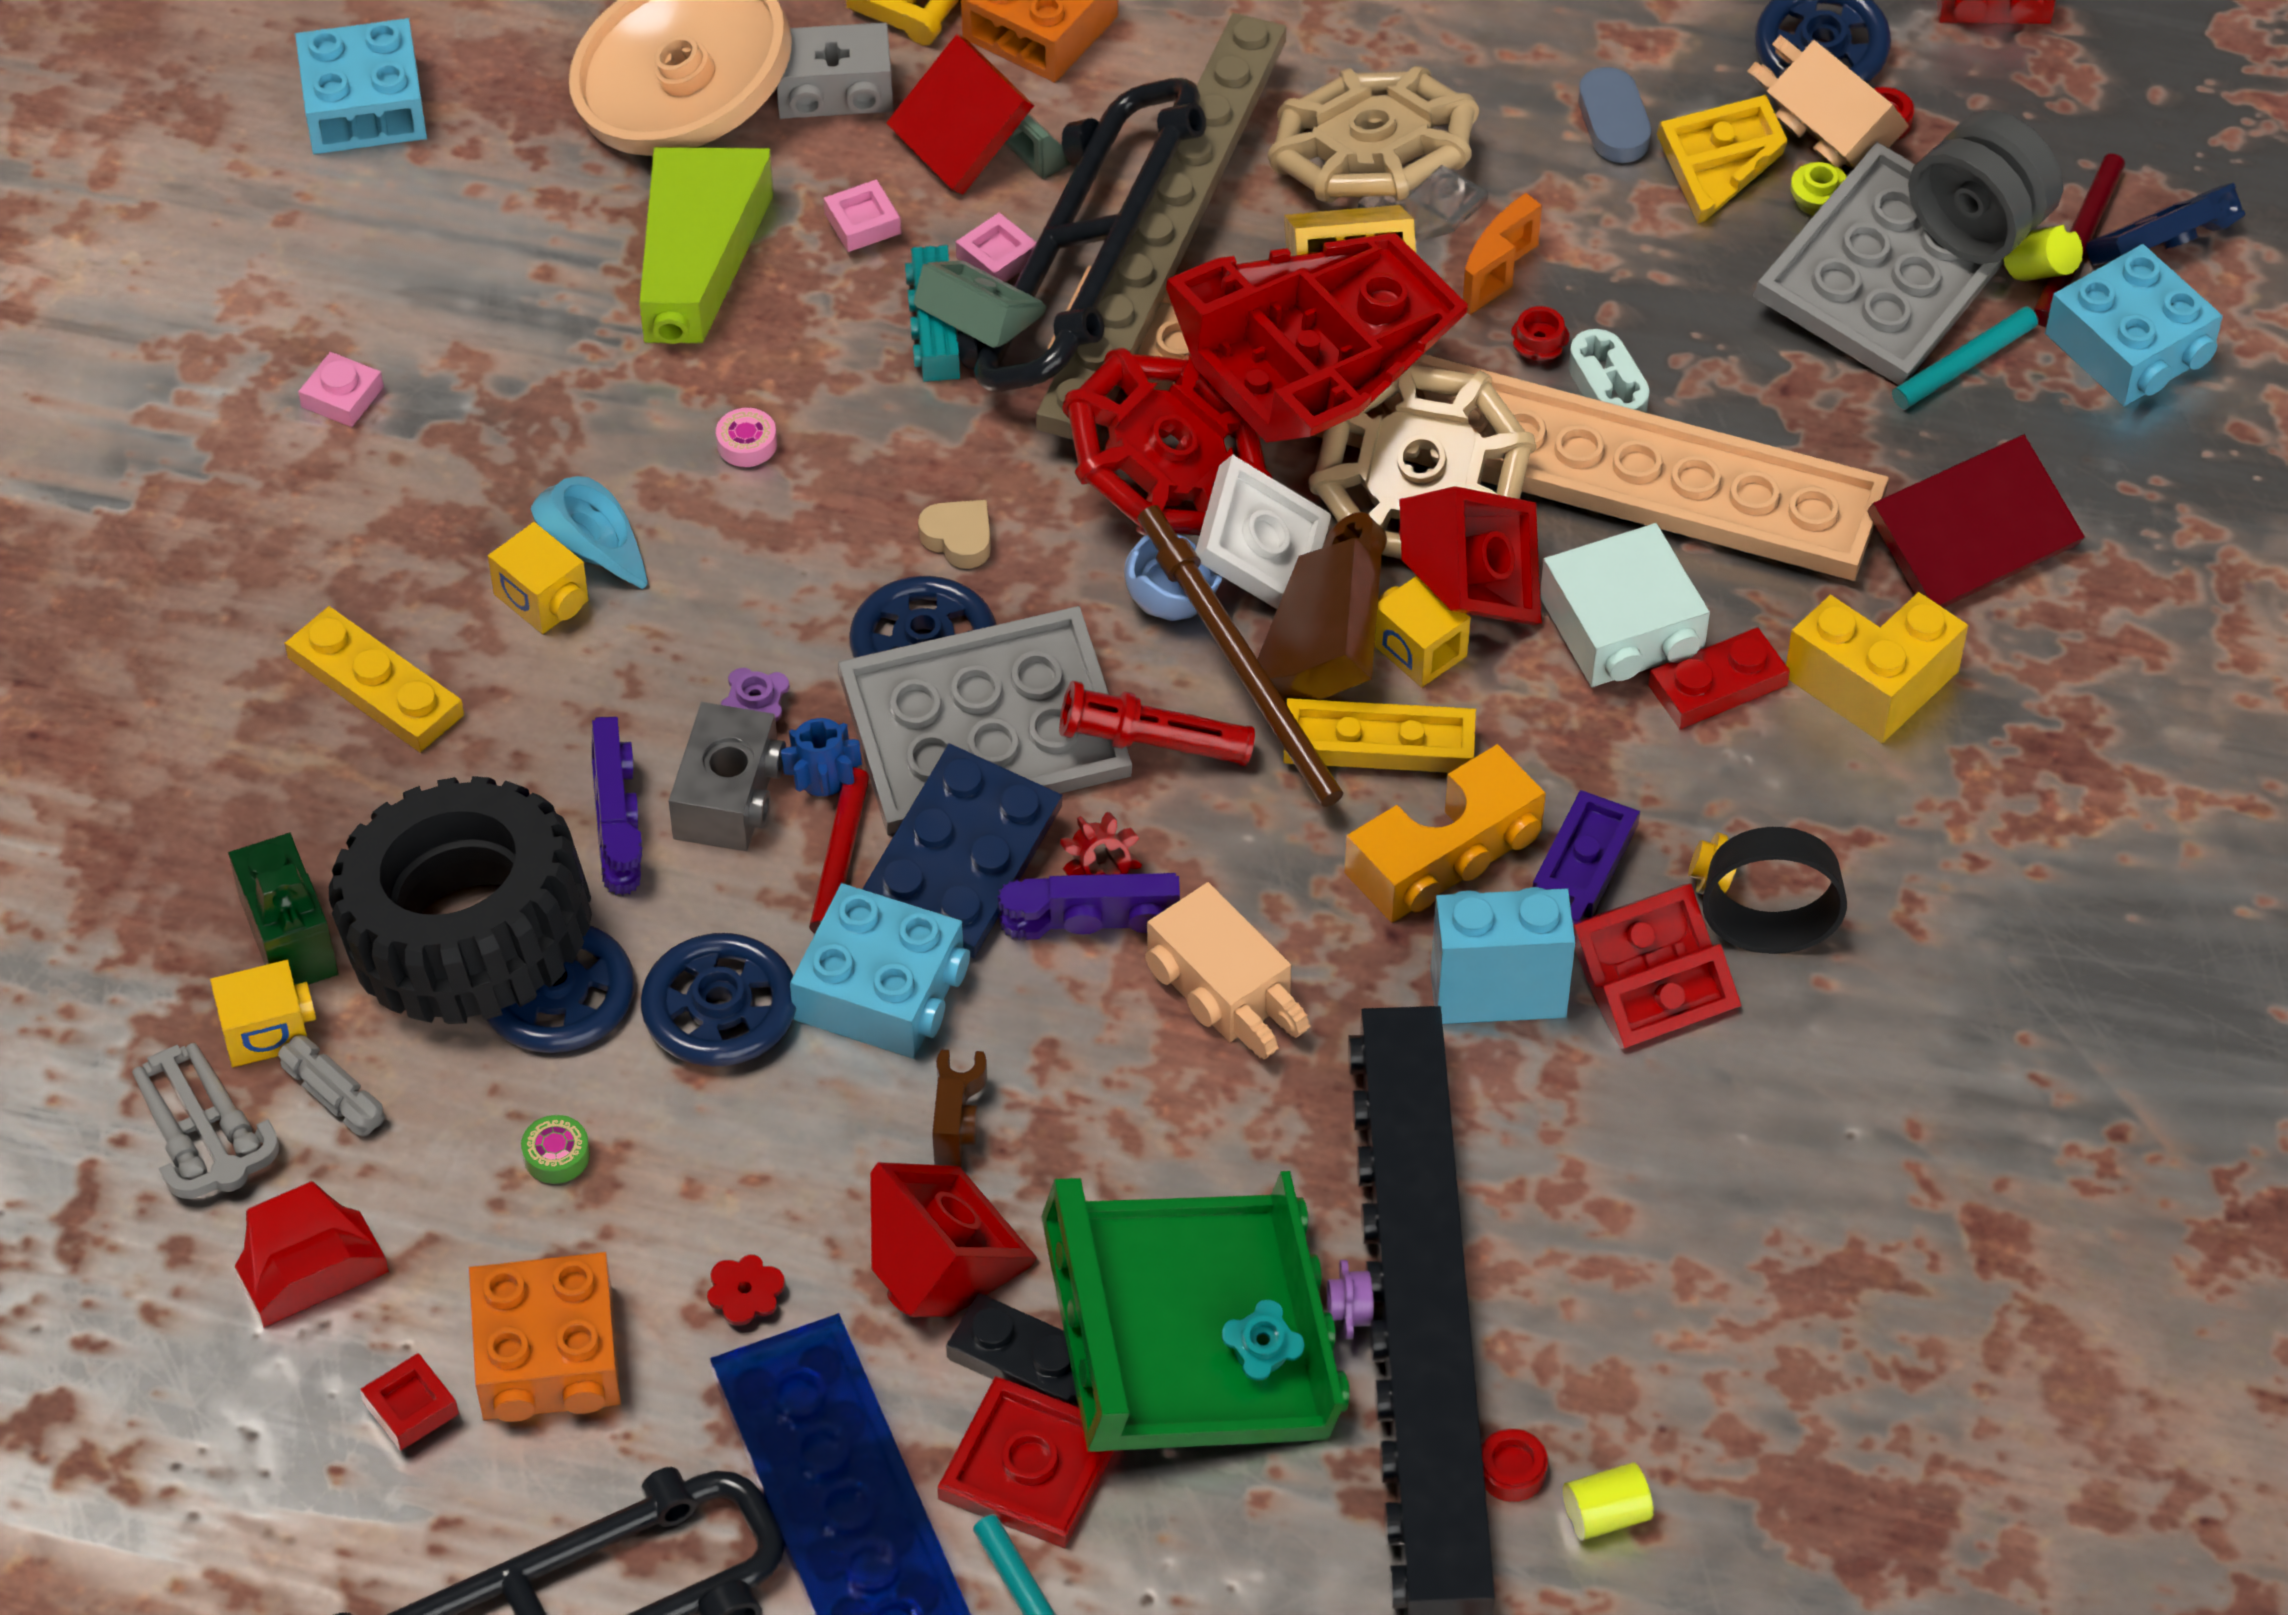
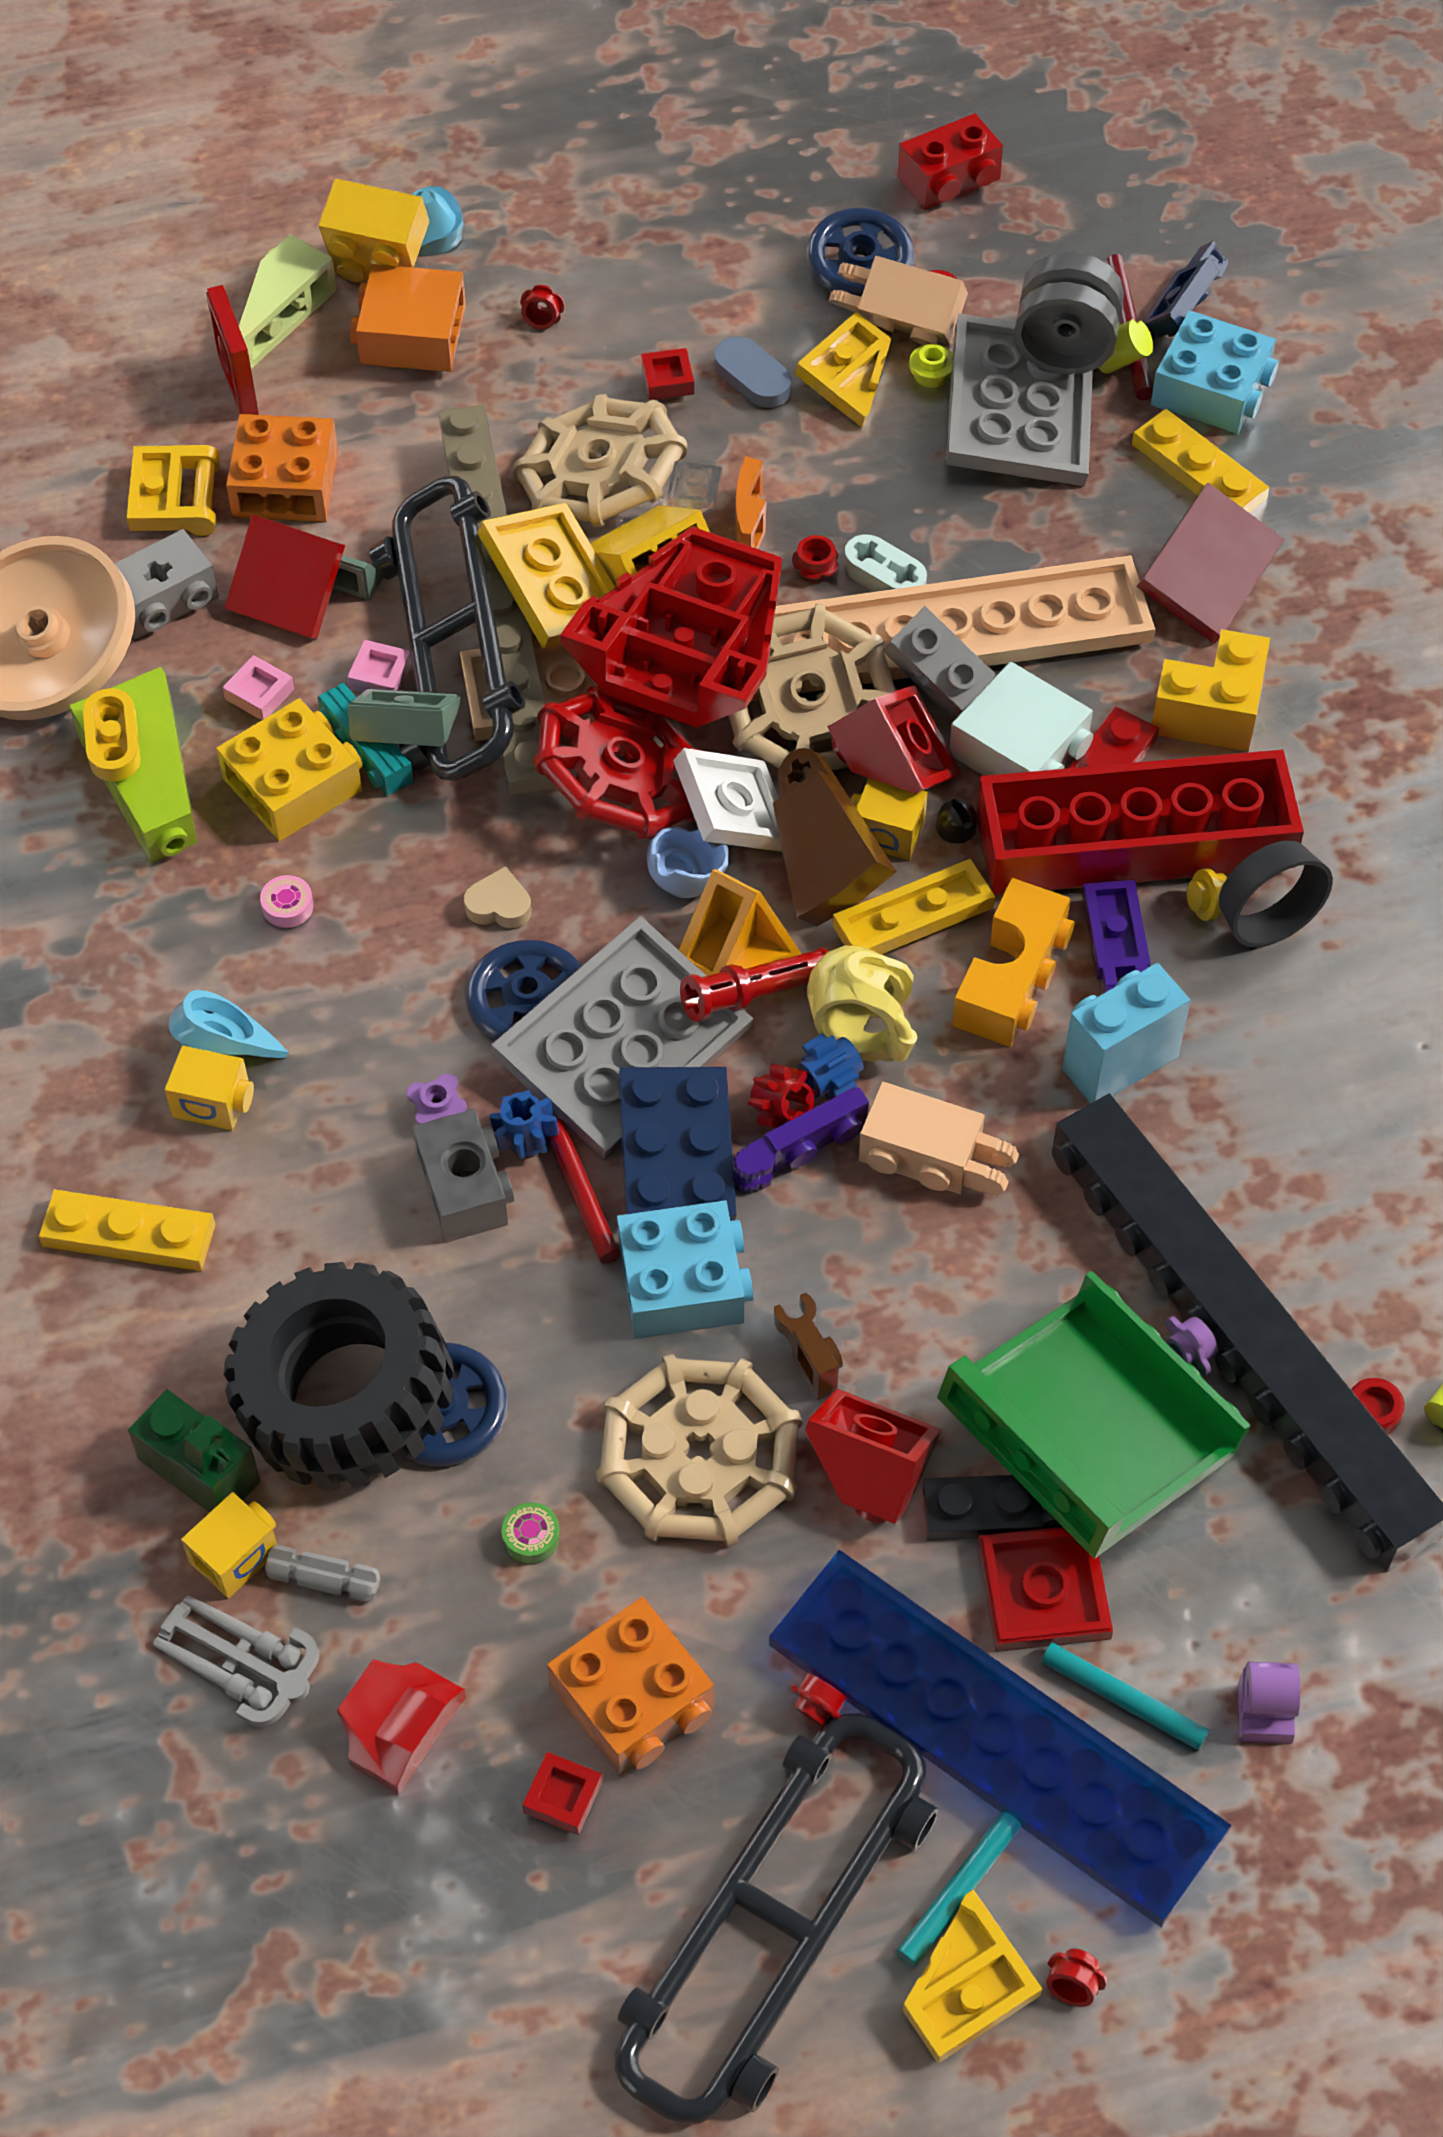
camera: 30 degrees left, 5 degrees up
(615, 810) = (391, 1241): dark purple hinge -> none
(660, 199) = (111, 738): none -> yellow plate
(712, 983) = (590, 1311): dark blue plate -> none
(718, 1445) = (818, 1699): none -> red plate
(734, 1278) = (747, 1554): red plant -> none
(768, 1120) = (696, 1480): none -> tan plate
(838, 307) = (290, 768): none -> yellow brick
(1170, 663) = (734, 928): none -> light orange slope
(1173, 844) = (830, 1065): none -> blue gear
(1182, 566) = (699, 848): reddish brown bar -> none
(1224, 204) = (545, 566): none -> yellow plate
(1249, 784) = (857, 985): none -> light yellow helmet
(1257, 1359) = (1146, 1419): teal plate -> none
(1485, 671) = (950, 825): none -> black hinge
(1515, 78) = (667, 374): none -> red plate
(1576, 484) = (939, 662): none -> light grey brick
(1654, 966) = (1227, 988): red slope -> none
(1680, 746) = (1134, 819): none -> red brick
(1964, 358) = (1113, 446): teal bar -> none
(2050, 417) = (1197, 461): none -> yellow plate

